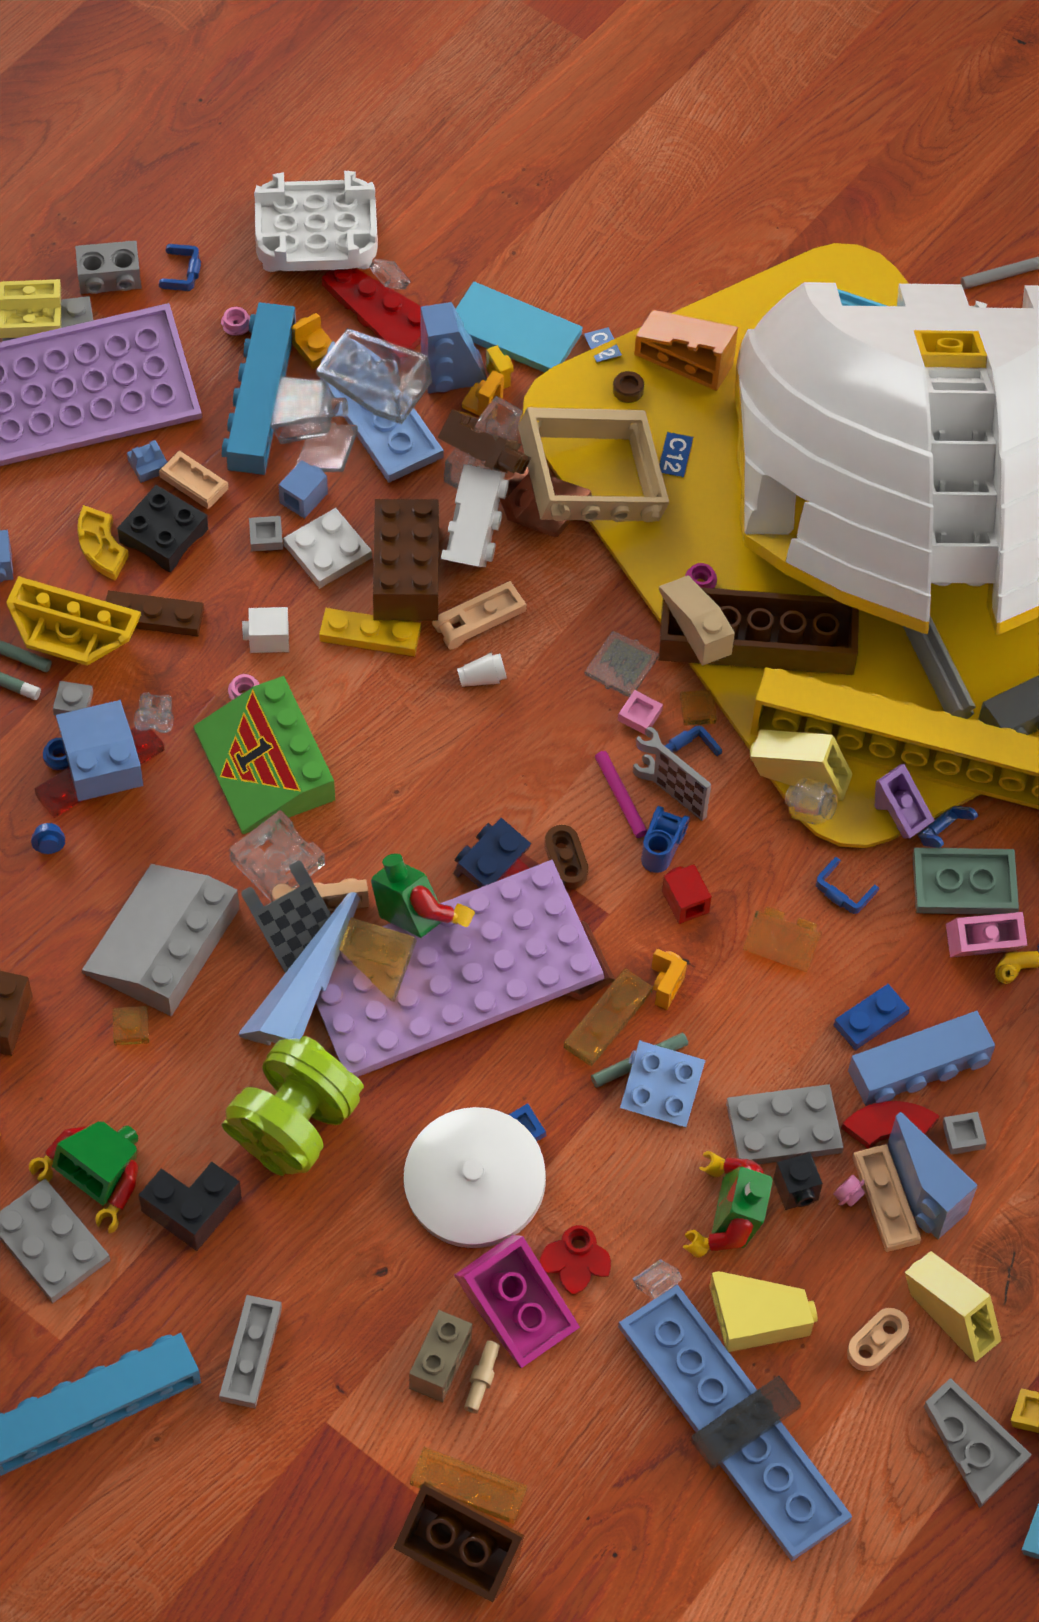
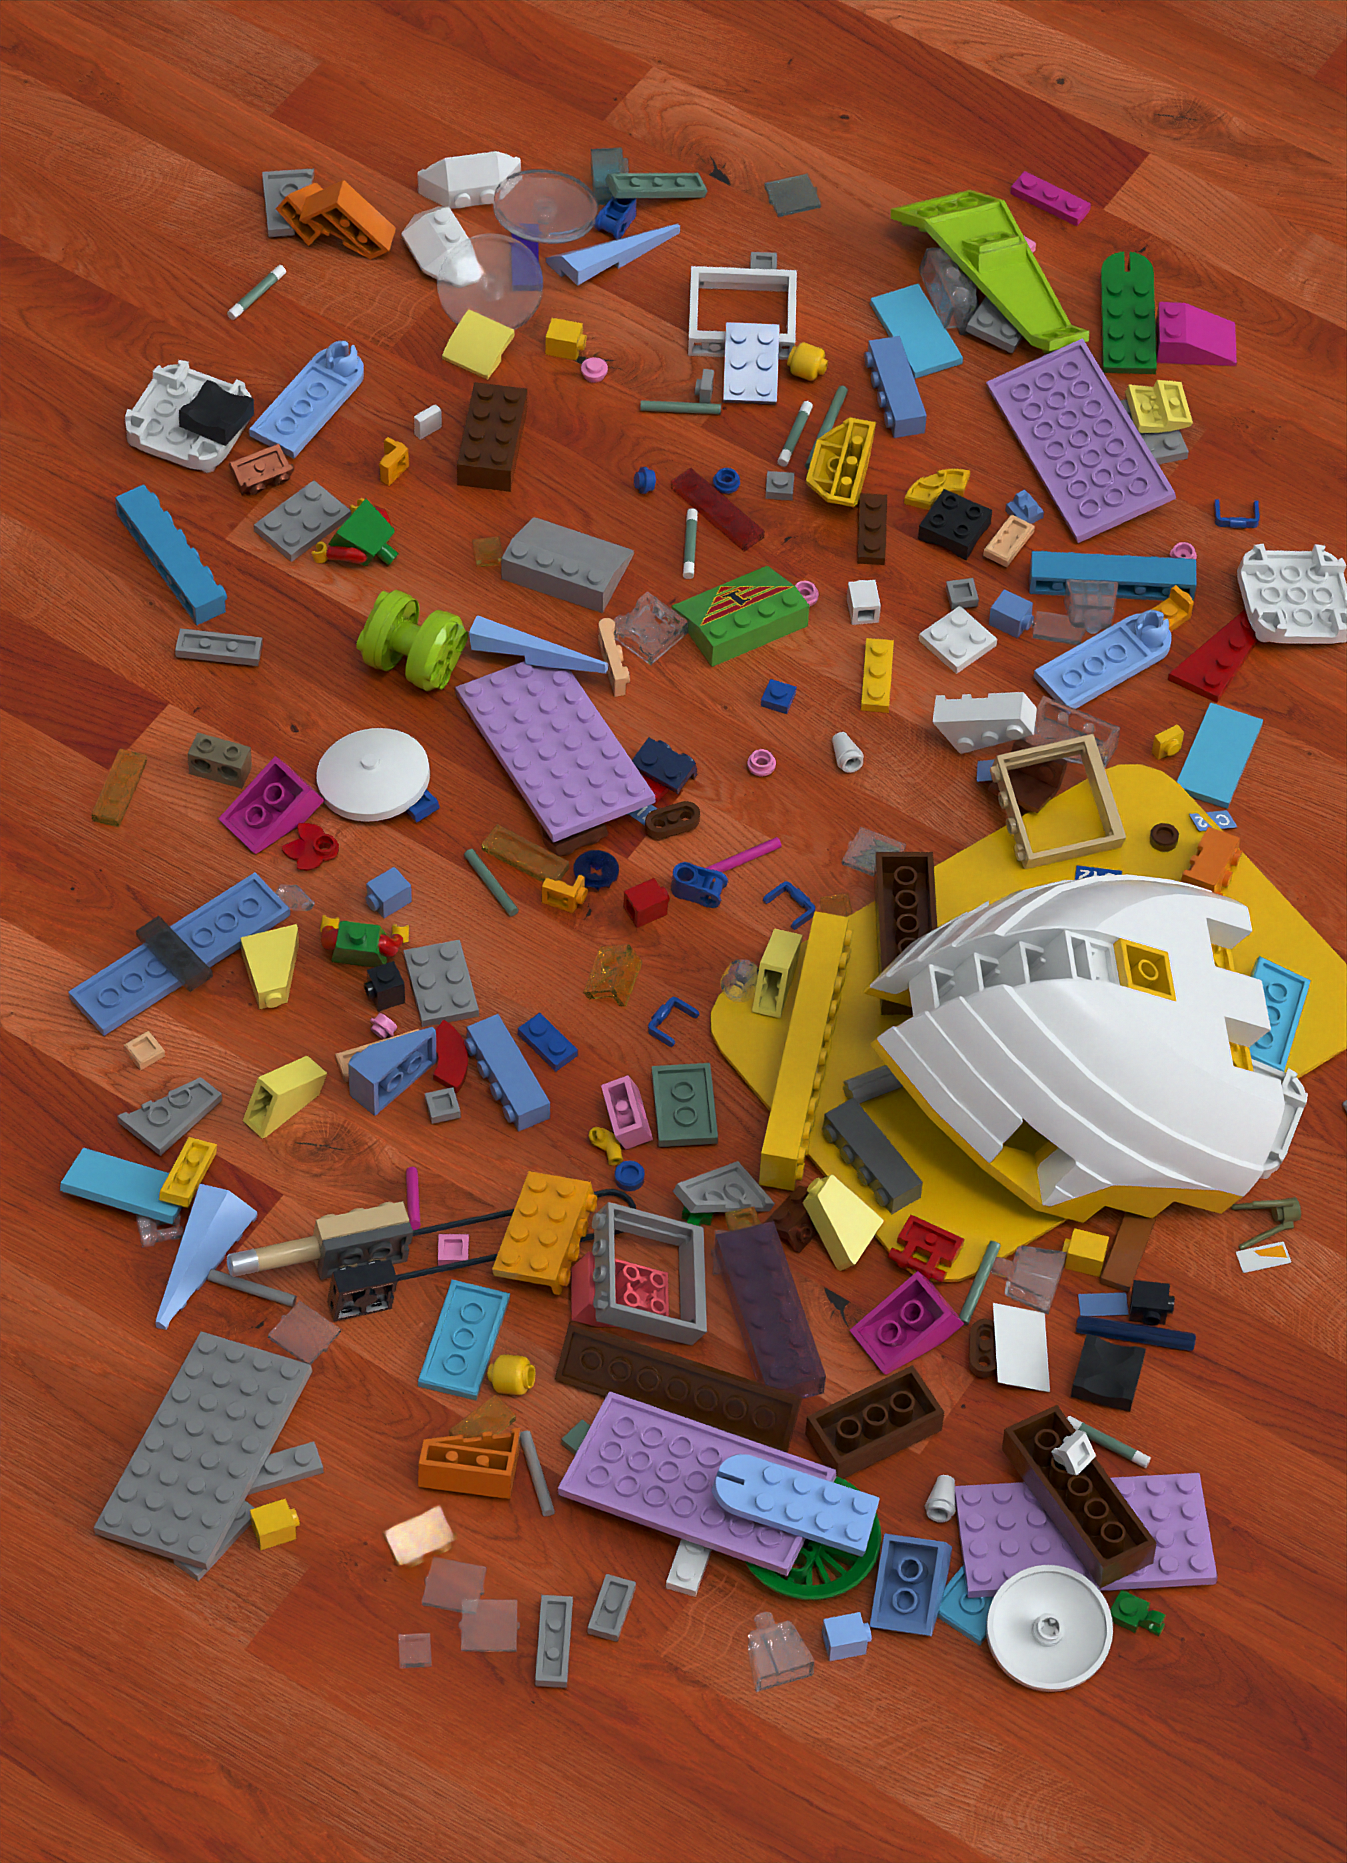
camera: 85 degrees right, 5 degrees down
(100, 750) = (724, 495): medium blue slope -> none
(108, 267) = (1220, 459): light grey brick -> none
(149, 717) = (762, 534): clear piece -> none
(150, 803) = (690, 543): none -> sand green bar
(192, 1211) = (332, 599): black brick -> none
(291, 919) = (587, 633): dark grey flag -> none
(377, 374) = (1126, 642): clear slope -> none
(378, 954) = (554, 688): clear yellow wing -> none
(389, 274) = (1257, 657): clear tile -> none
(390, 733) = (778, 696): none -> blue plate
(406, 559) = (918, 676): reddish brown brick -> none
(409, 901) = (602, 696): green torso -> none
(450, 349) = (1163, 688): medium blue wedge -> none
(460, 1542) = (64, 775): reddish brown slope -> none
(479, 614) = (904, 747): light nougat plate -> none
(482, 1376) = (208, 792): tan bar -> none
(483, 393) = (1132, 733): light orange bracket -> none
(488, 751) = (761, 757): none -> bright pink plate
(498, 452) = (1049, 703): reddish brown hips -> none
(522, 536) = (983, 770): none -> medium blue sticker
(634, 931) = (598, 860): none -> clear blue gear
(640, 712) = (821, 864): bright pink plate -> none
(656, 1171) = (388, 892): none -> medium blue brick
(662, 1083) = (465, 891): light blue hinge -> none
(673, 775) = (752, 880): light grey flag -> none
(699, 619) = (893, 869): tan slope -> none
(704, 572) = (965, 891): dark pink plate -> none
(873, 1472) = (144, 1050): none -> light nougat tile
(876, 1340) = (256, 1048): light nougat plate -> none
(903, 801) = (748, 1040): medium lavender slope -> none
(929, 834) = (749, 1096): blue piece -> none

